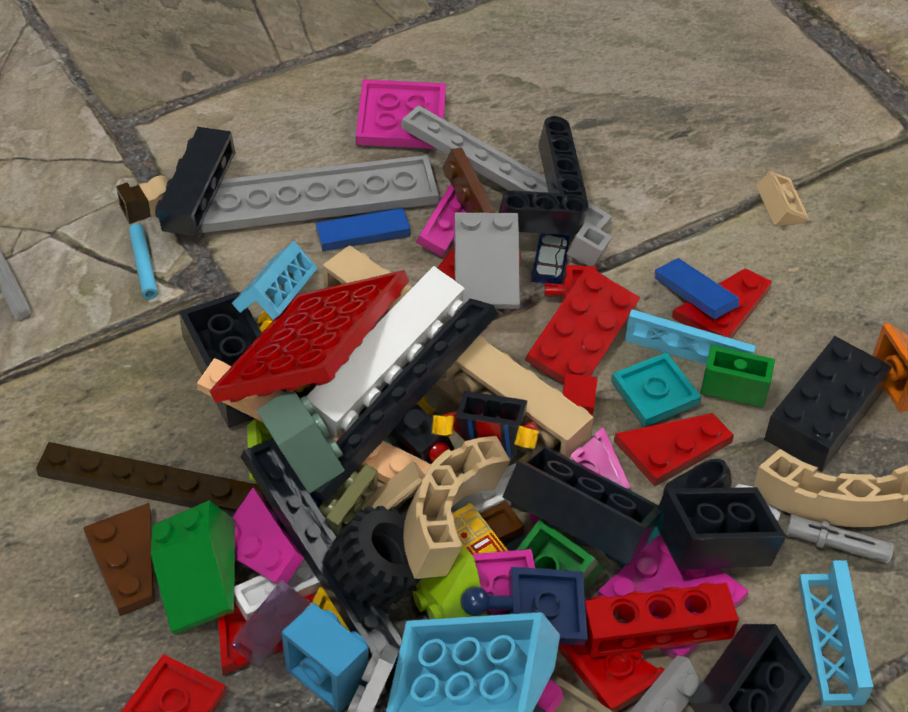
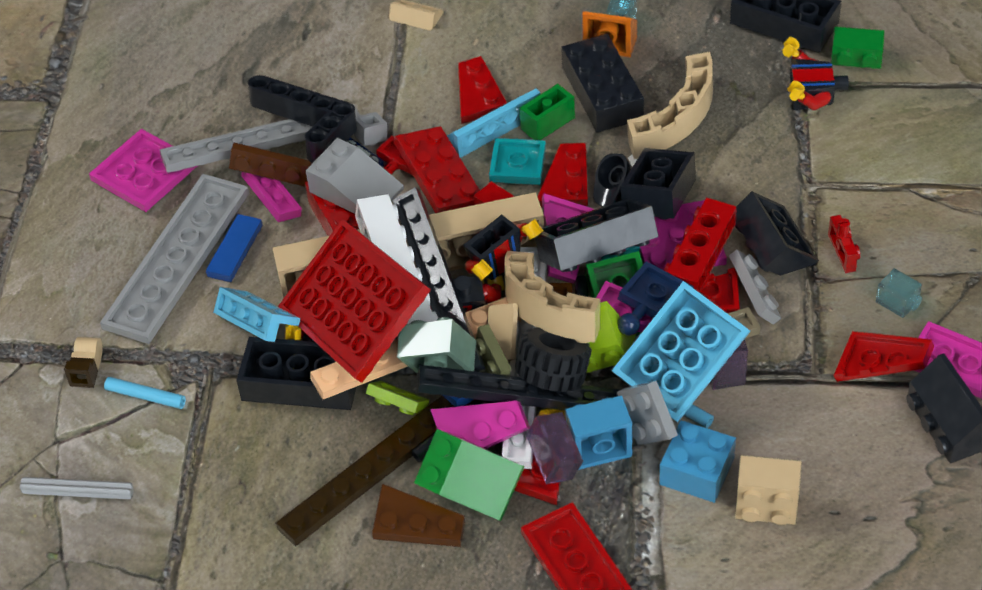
camera: 50 degrees left, 0 degrees up
(195, 181) = (107, 316): black brick -> none
(696, 288) = (455, 94): blue tile -> none
(826, 535) = (693, 141): light grey pin -> none
(849, 636) = (770, 172): medium azure fence -> none

